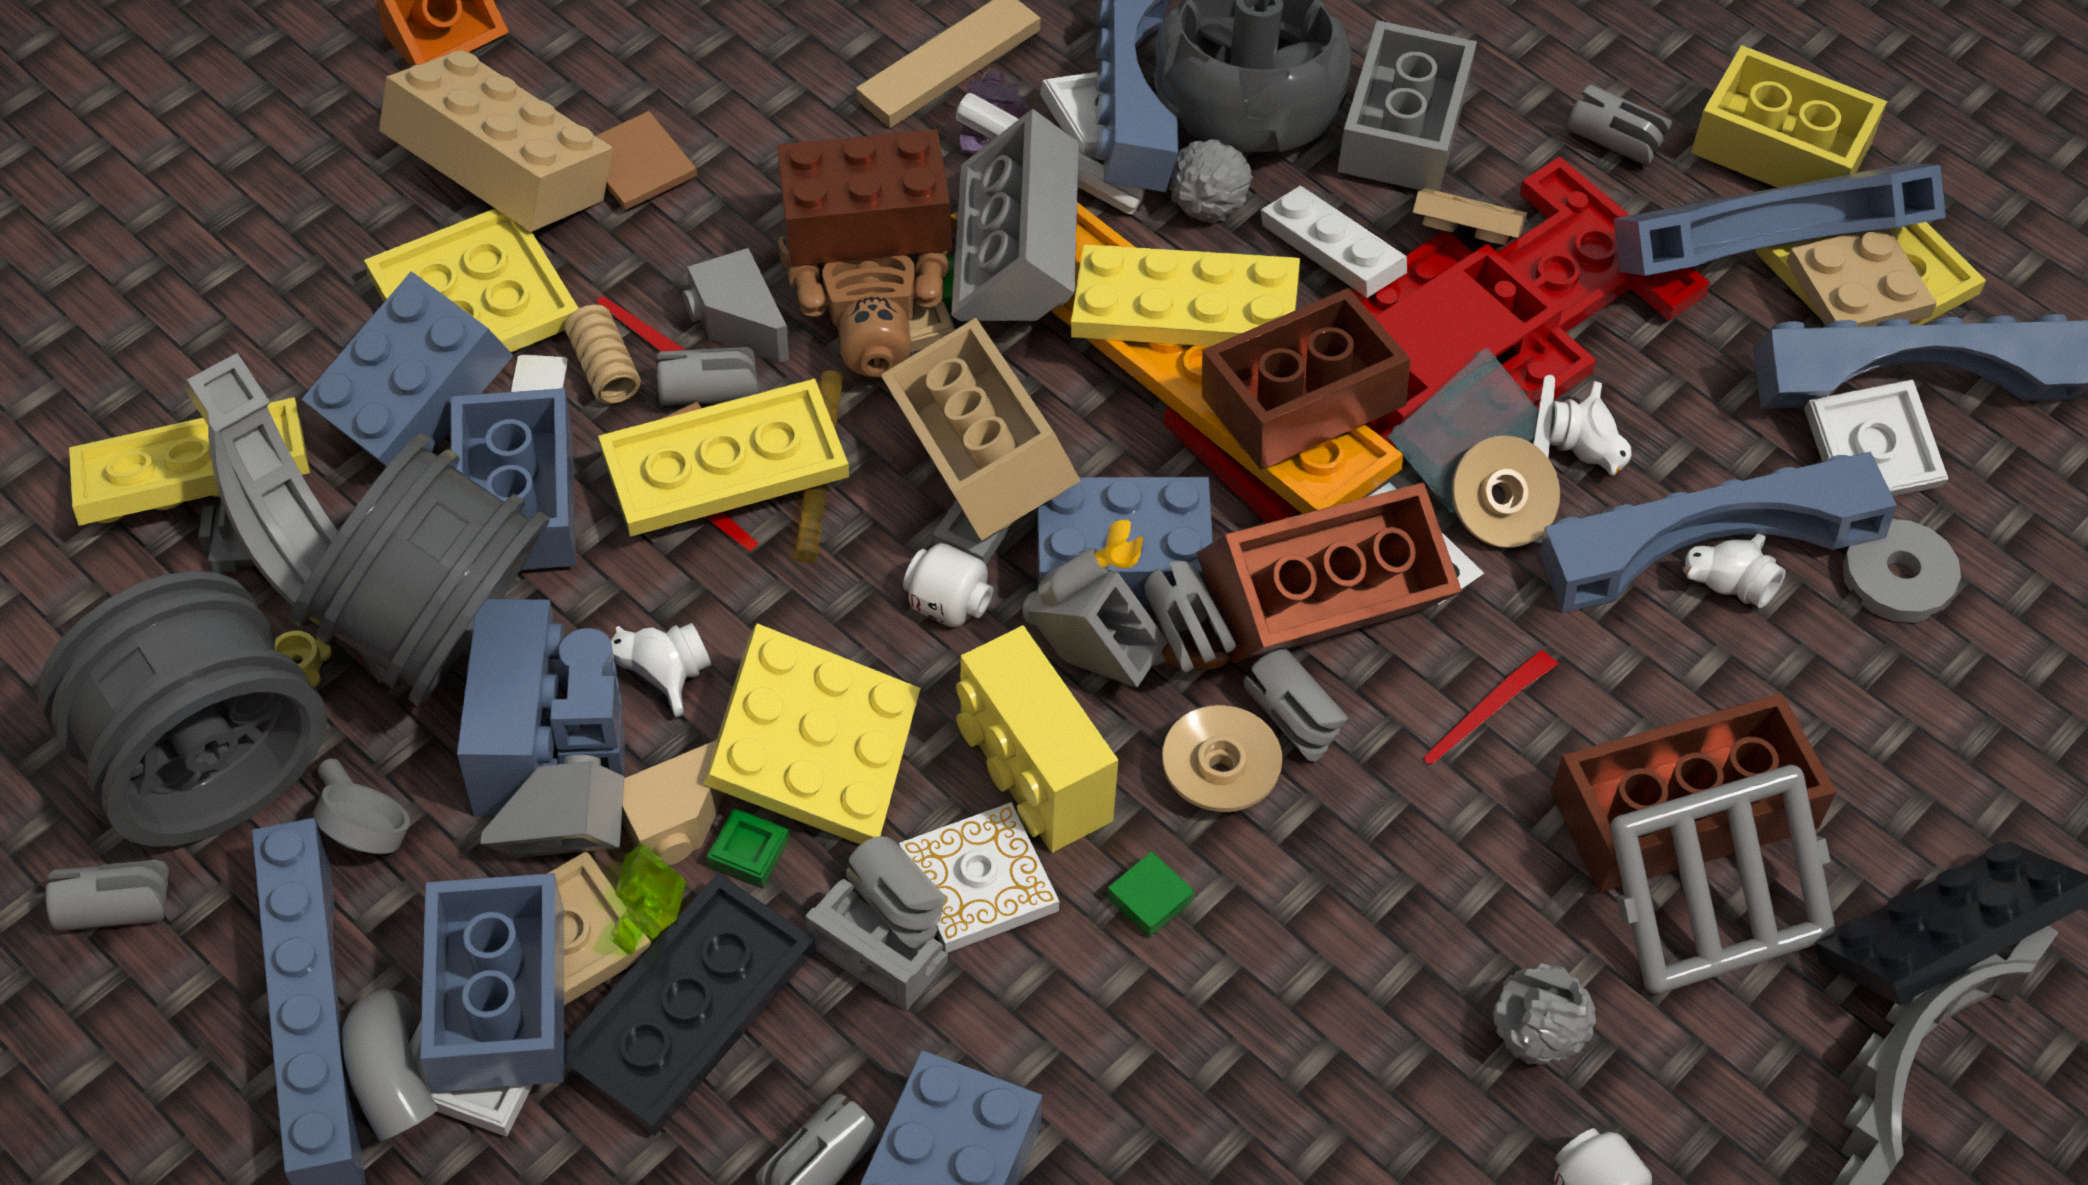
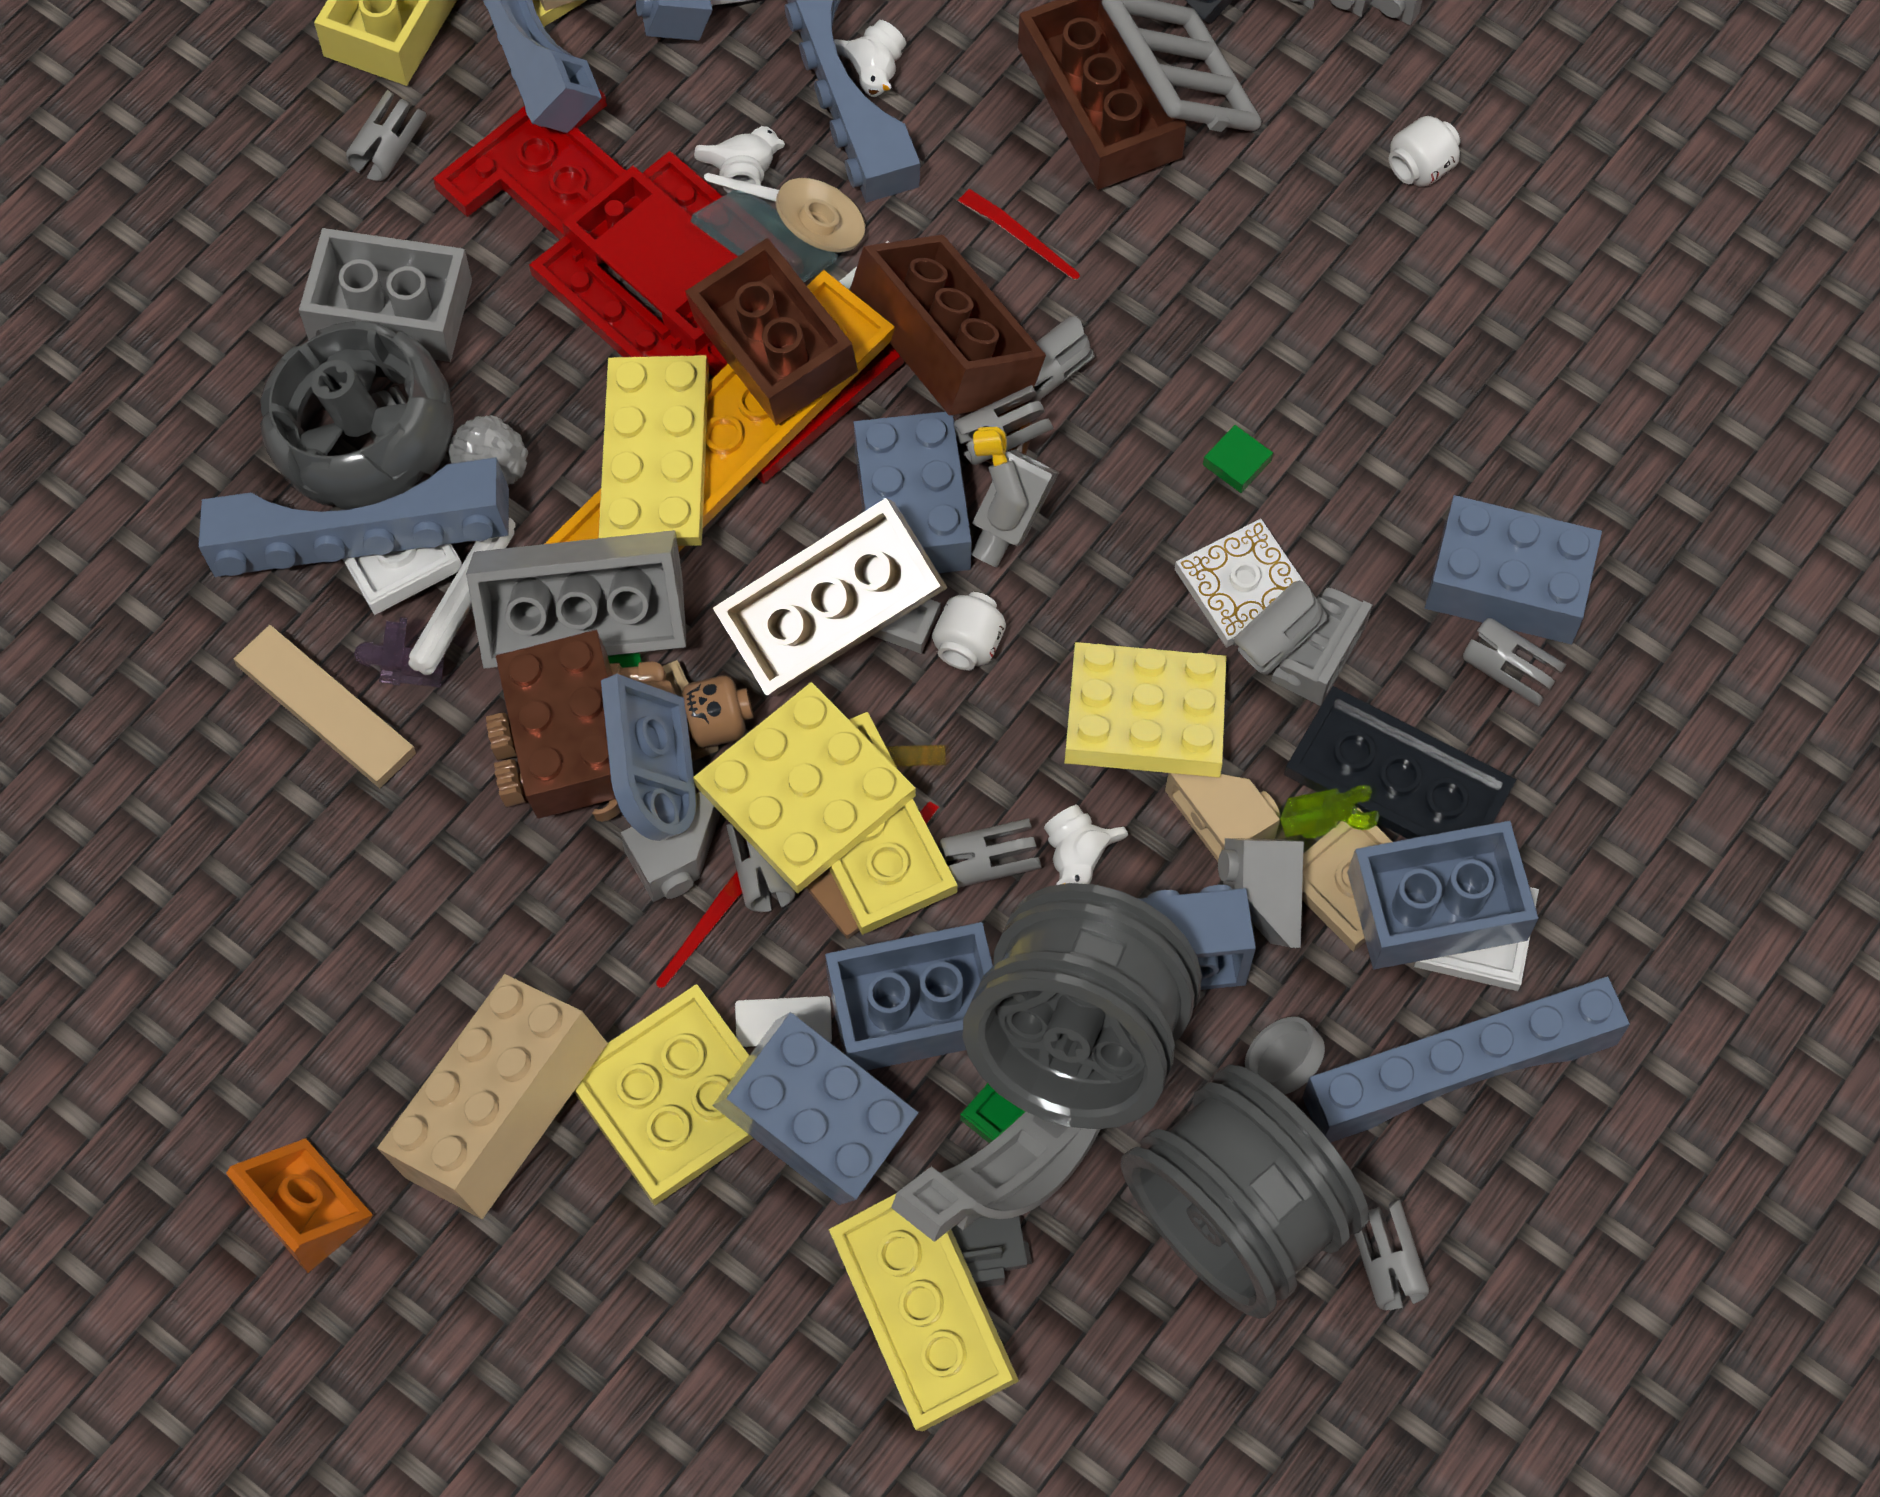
camera: 95 degrees left, 10 degrees up
(303, 646) = (1109, 1150): light yellow plate -> none
(382, 1063) = (1510, 979): light grey cylinder -> none
(592, 713) = (1170, 865): sand blue legs -> none
(602, 354) = (743, 958): tan piece -> none
(644, 161) = (477, 963): medium nougat piece -> none
(671, 573) = (973, 847): none -> light grey arm
(748, 848) = (1247, 755): green tile -> none
(763, 395) = (804, 787): none -> light yellow plate
(807, 244) = (649, 756): none -> sand blue tile
(1036, 739) = (1132, 533): light yellow brick -> none
(1227, 738) = (1115, 392): tan dish -> none
(1334, 241) = (548, 354): white plate -> none
(1447, 211) = (517, 241): tan plate -> none
(1544, 1014) = (1309, 181): light grey piece -> none

